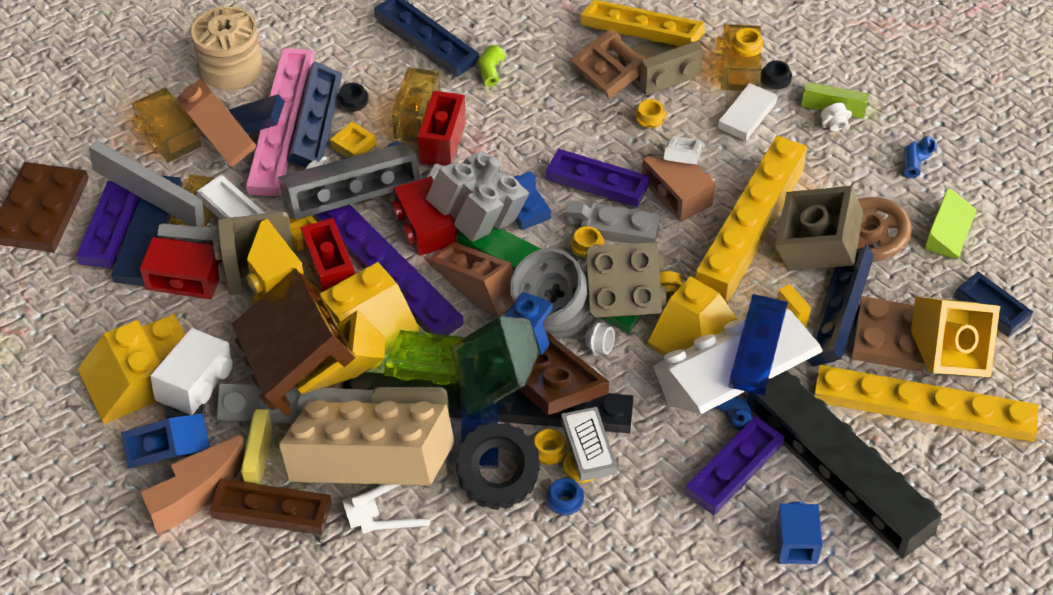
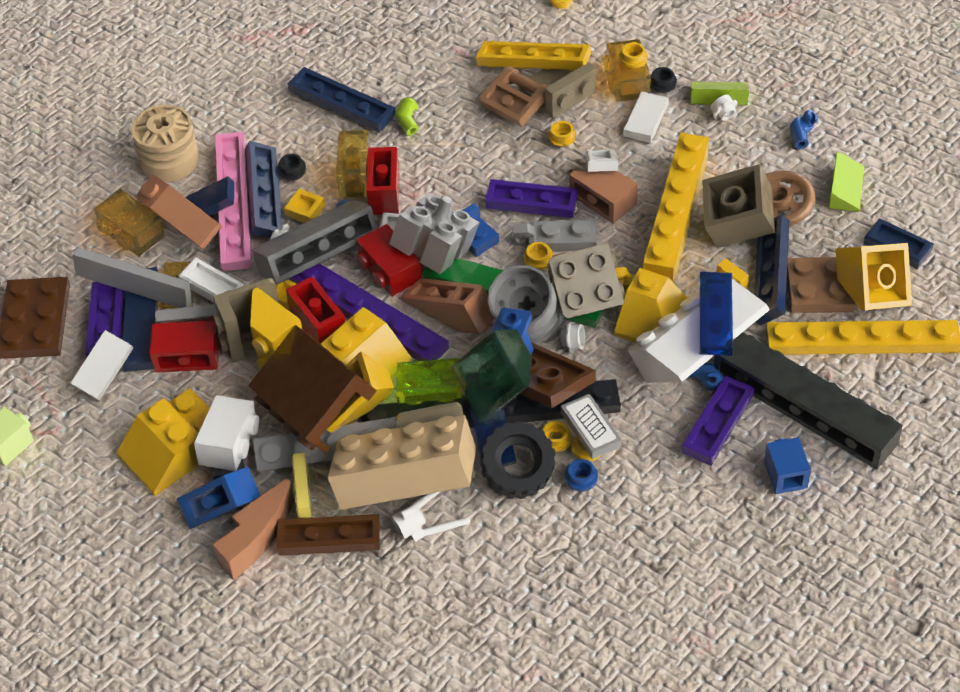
camera: 10 degrees left, 0 degrees up
(89, 271) = (102, 365): none -> white tile

